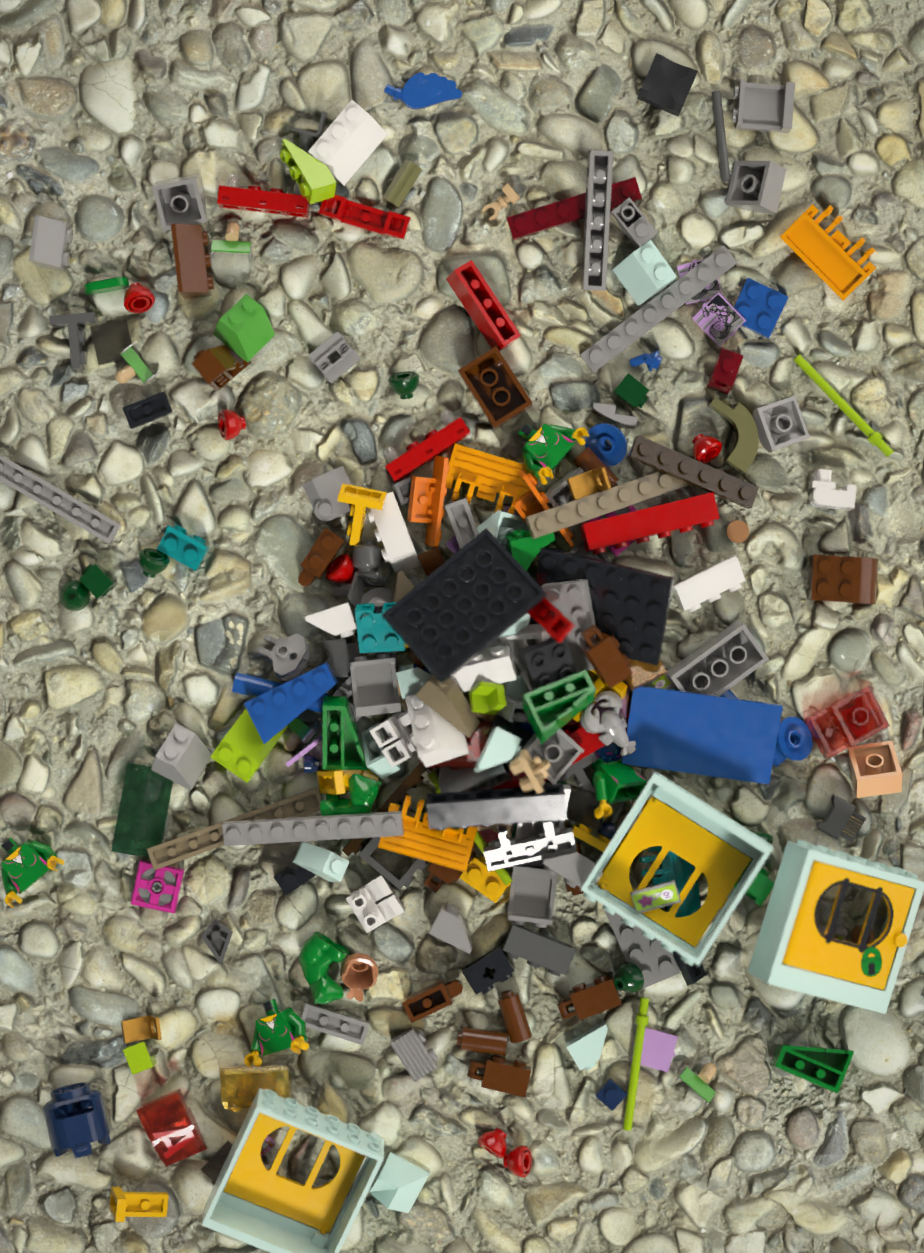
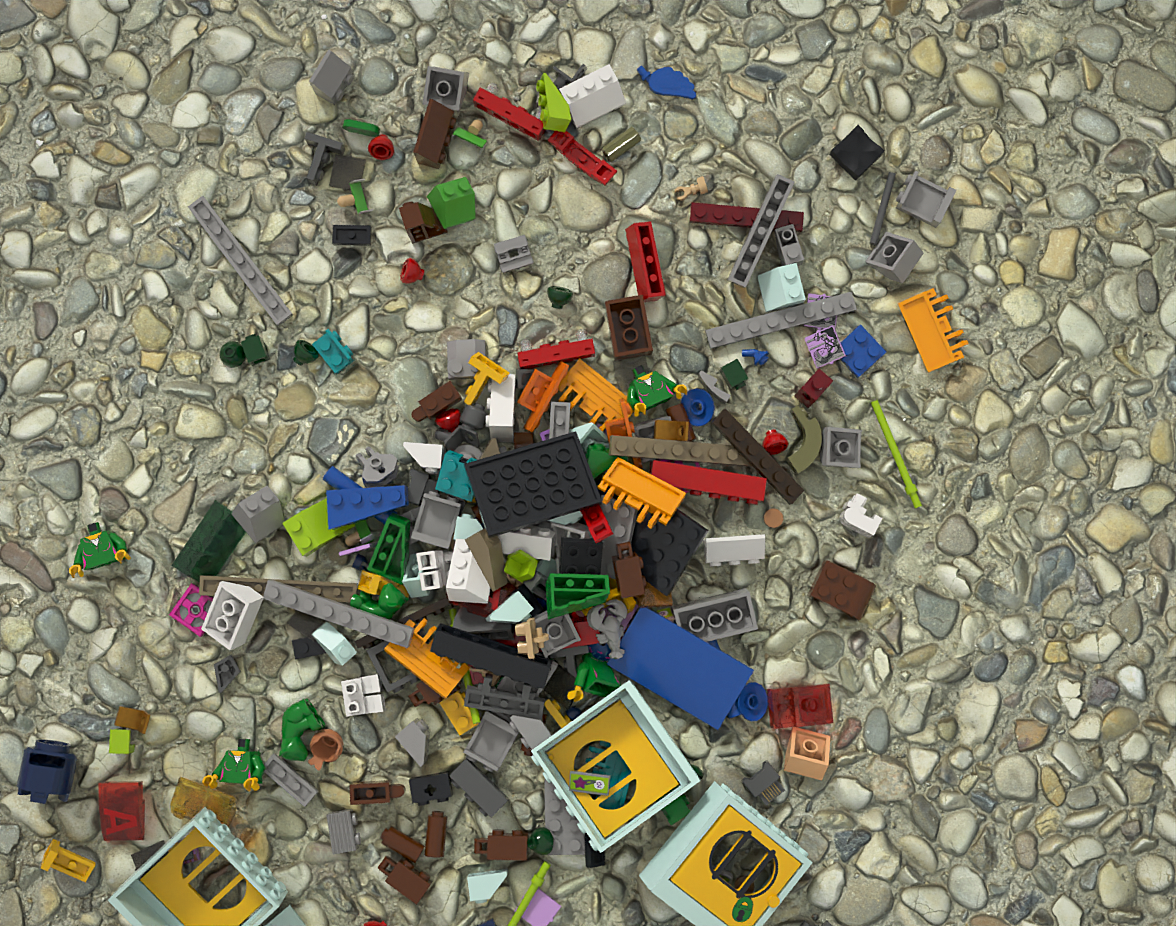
camera: 20 degrees right, 5 degrees down
(199, 876) = (232, 614): none -> white slope
(584, 562) = (641, 490): none -> light orange hinge

